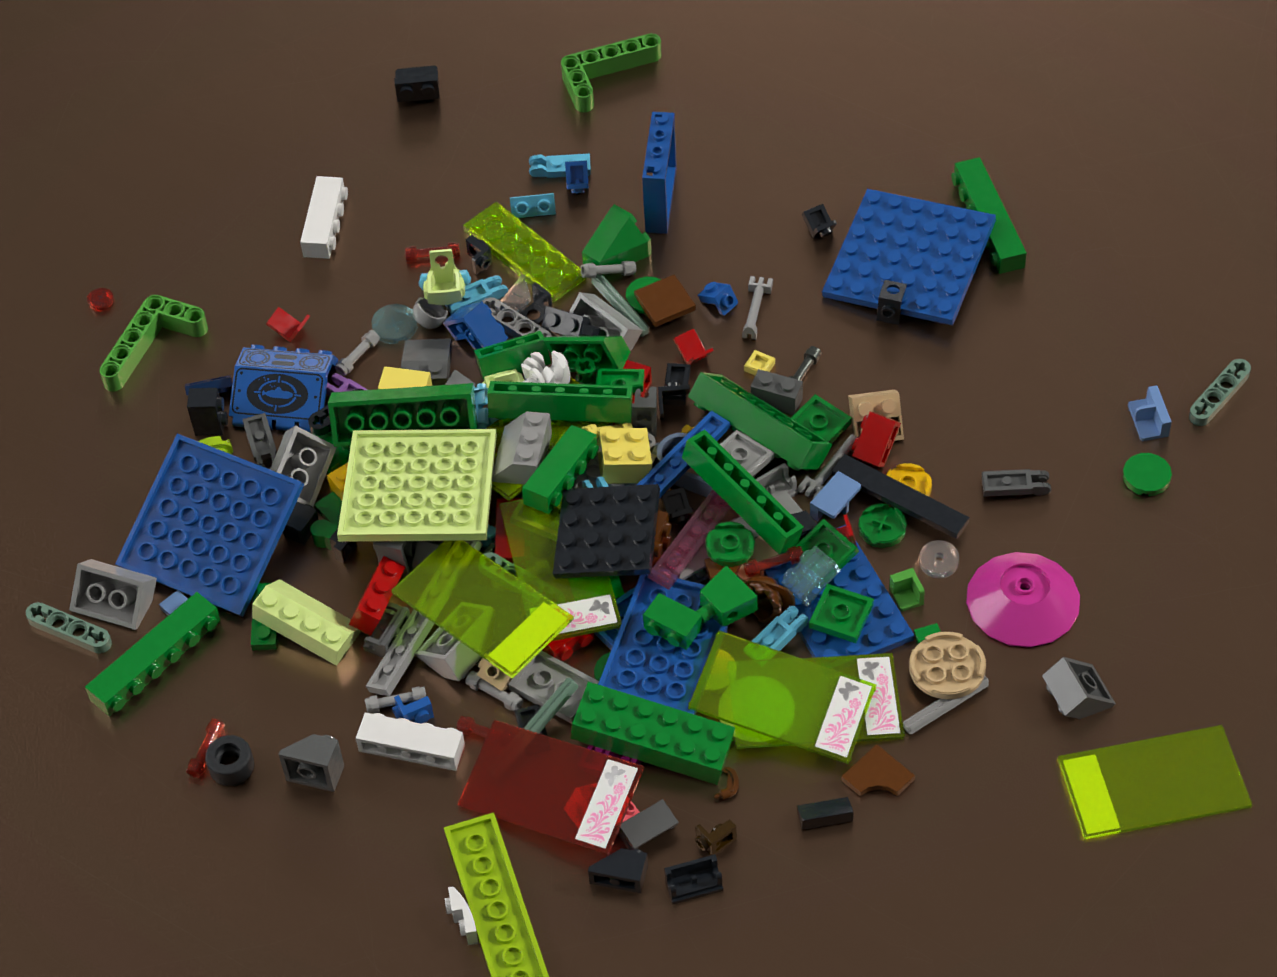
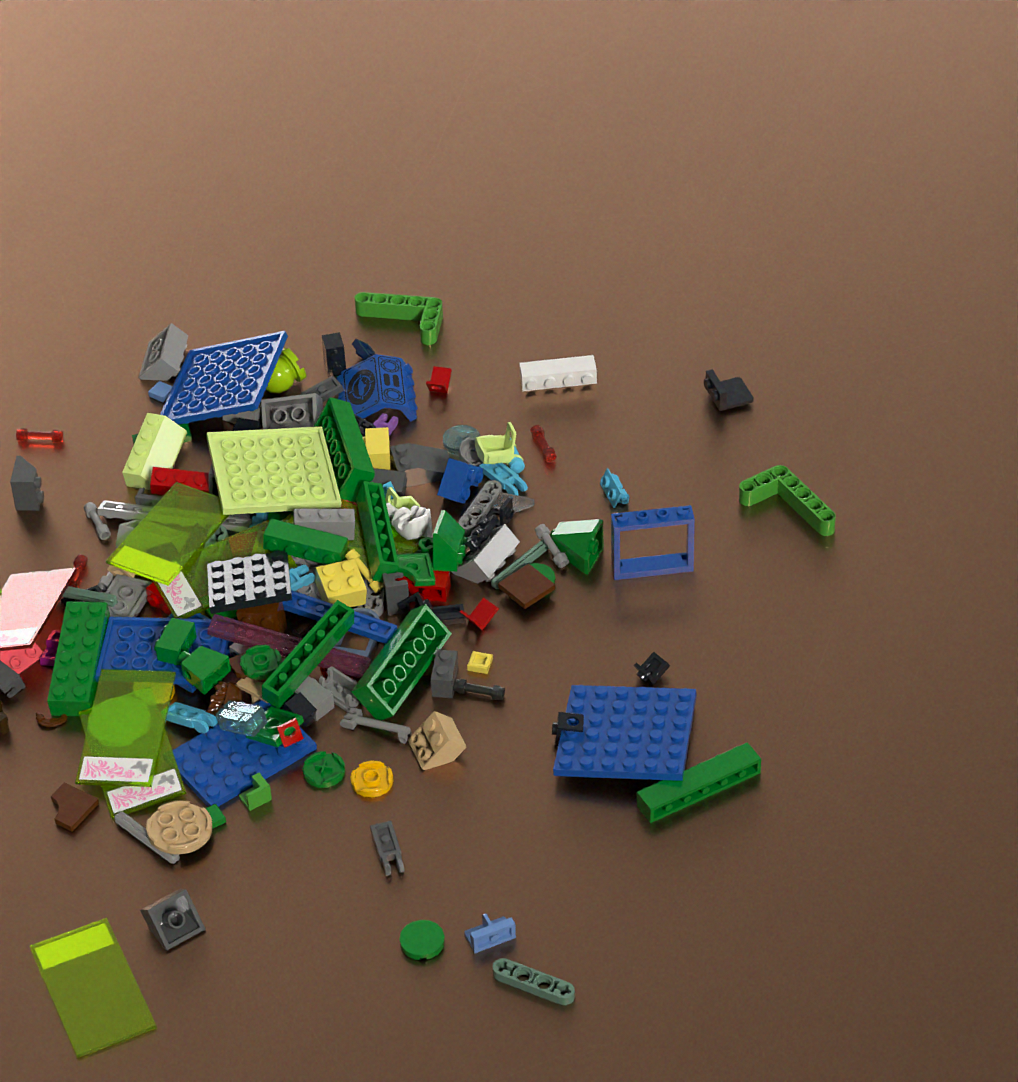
camera: 75 degrees right, 10 degrees down
(70, 625) = (130, 356): sand green beam -> none
(100, 299) = (440, 281): clear red piece -> none
(153, 654) = (113, 387): green brick -> none
(223, 748) = (29, 445): black tyre -> none
(345, 365) = (409, 422): light grey bar -> none
(410, 741) = (59, 534): white brick -> none
(417, 711) = (85, 529): blue bracket -> none
(480, 254) = (547, 469): black bracket -> none
(510, 354) = (433, 498): green brick -> none
(524, 250) = (562, 494): clear neon green plate -> none
(554, 165) = (665, 496): medium azure hinge -> none
(576, 176) = (655, 501): blue bracket -> none
(720, 295) = (544, 620): blue bracket -> none
(747, 452) = (354, 653): light grey tile -> none
(753, 568) = (244, 684): clear red bar -> none
(758, 289) = (569, 645): light grey hinge -> none
(822, 418) = (420, 705): green plate -> none
(825, 813) = (31, 779): black slope -> none
(834, 497) = (339, 727): medium blue panel -> none
(841, 613) = (213, 748): green plate -> none
(875, 439) = (402, 740): red brick -> none
(903, 497) = (350, 771): black tile -> none
(936, 568) = (295, 803): clear piece -> none
(1020, 615) = (266, 874): dark pink dish -> none

